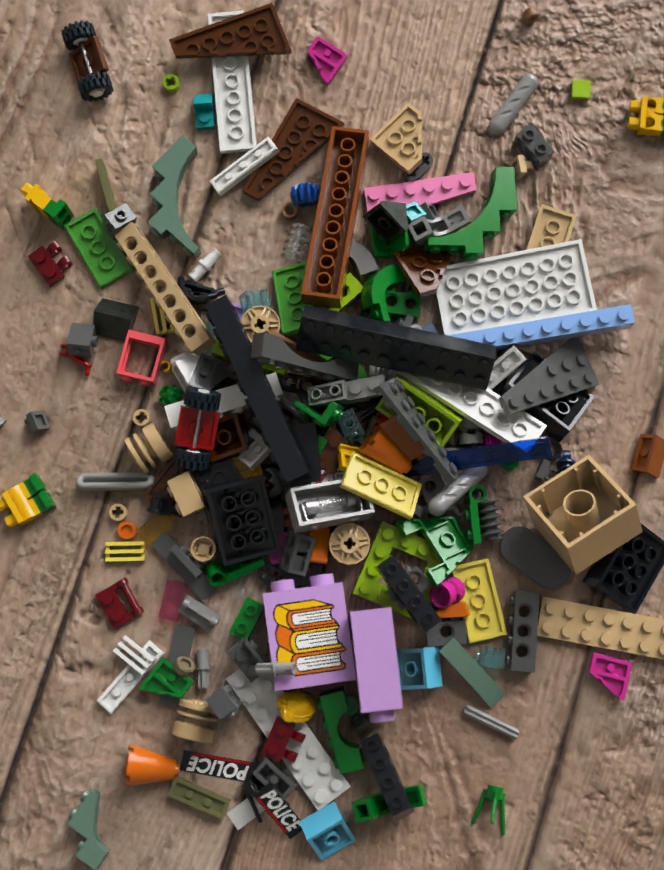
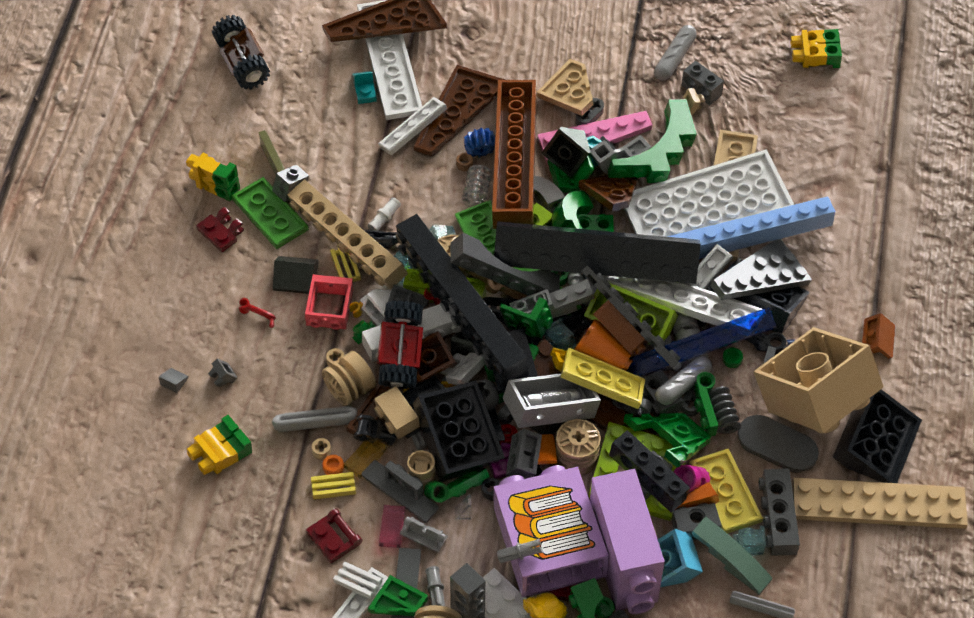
camera: 10 degrees left, 25 degrees down
(82, 340) = (264, 291): dark grey head -> none
(169, 78) = (325, 62): lime bush -> none
(170, 171) = (339, 178): sand green arch -> none
(184, 666) = (415, 581): dark tan tile -> none
(246, 657) = (485, 562): dark grey bracket -> none
(247, 618) = (477, 531): green brick -> none
(326, 58) = (481, 31): dark pink wing -> none
(580, 89) = (740, 34): lime tile -> none
(611, 673) = (882, 542): dark pink wing -> none

